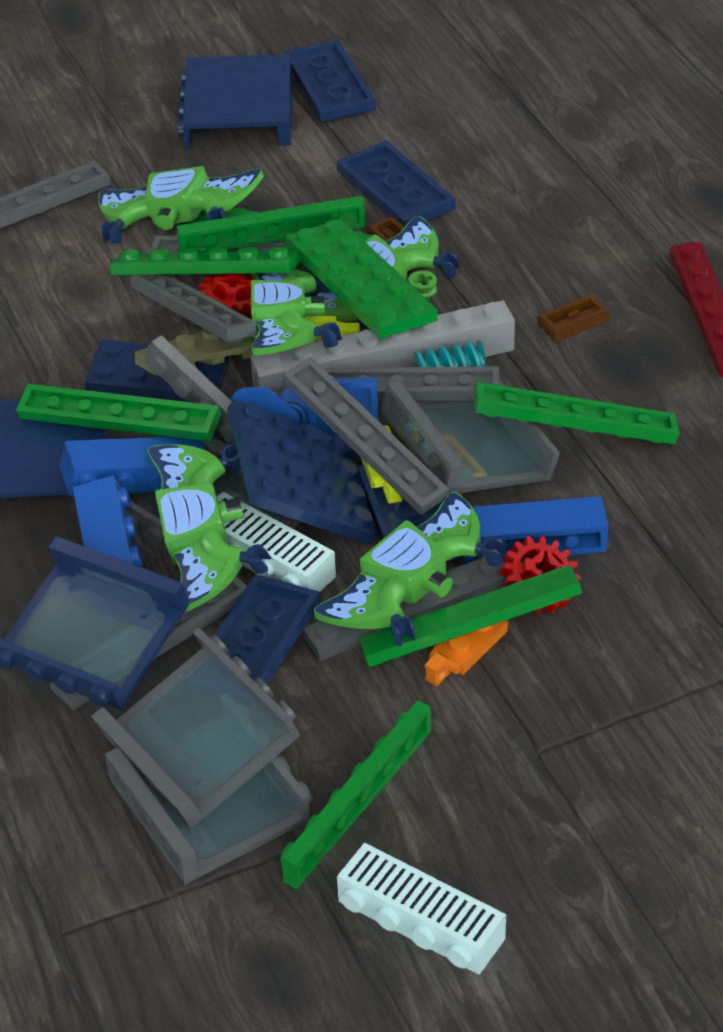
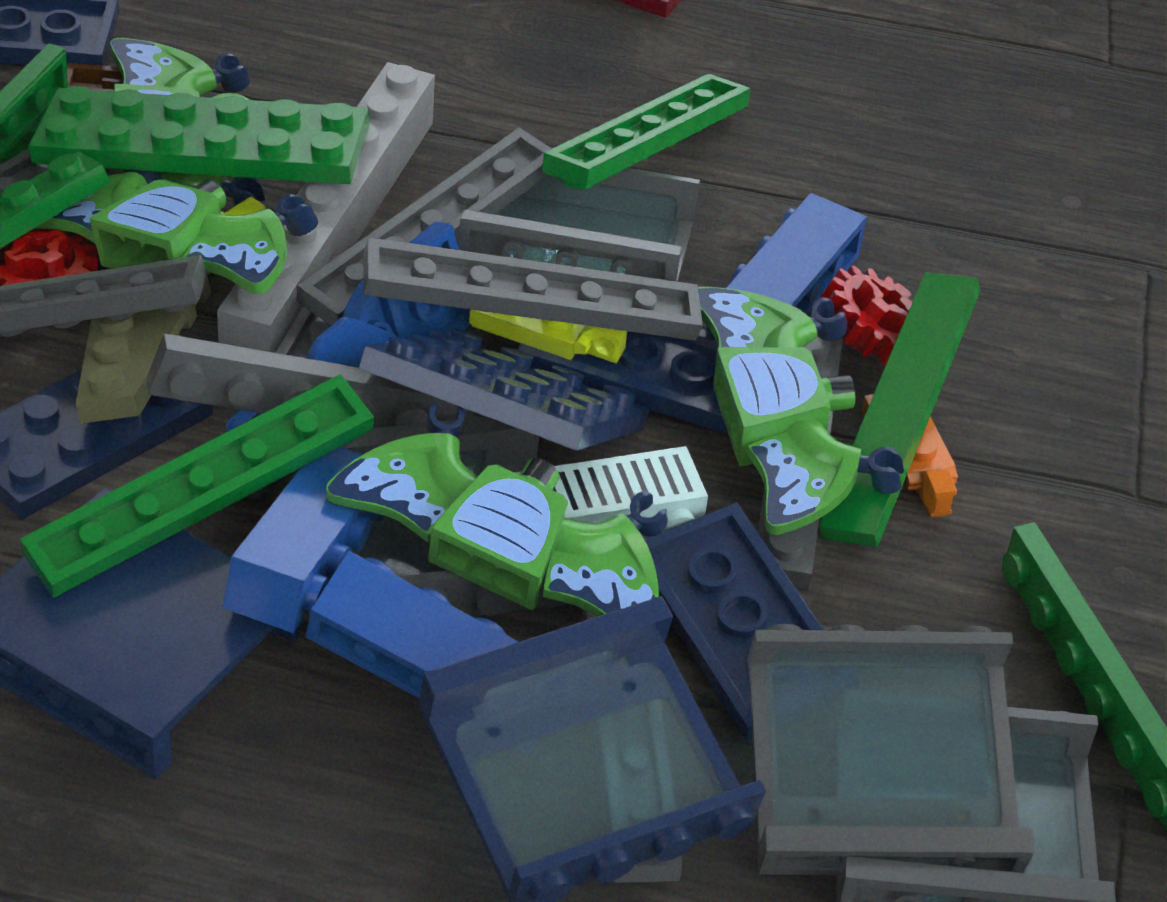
camera: 60 degrees left, 0 degrees up
(455, 357) = (425, 163): teal piece -> none
(568, 321) = (438, 68): reddish brown tile -> none

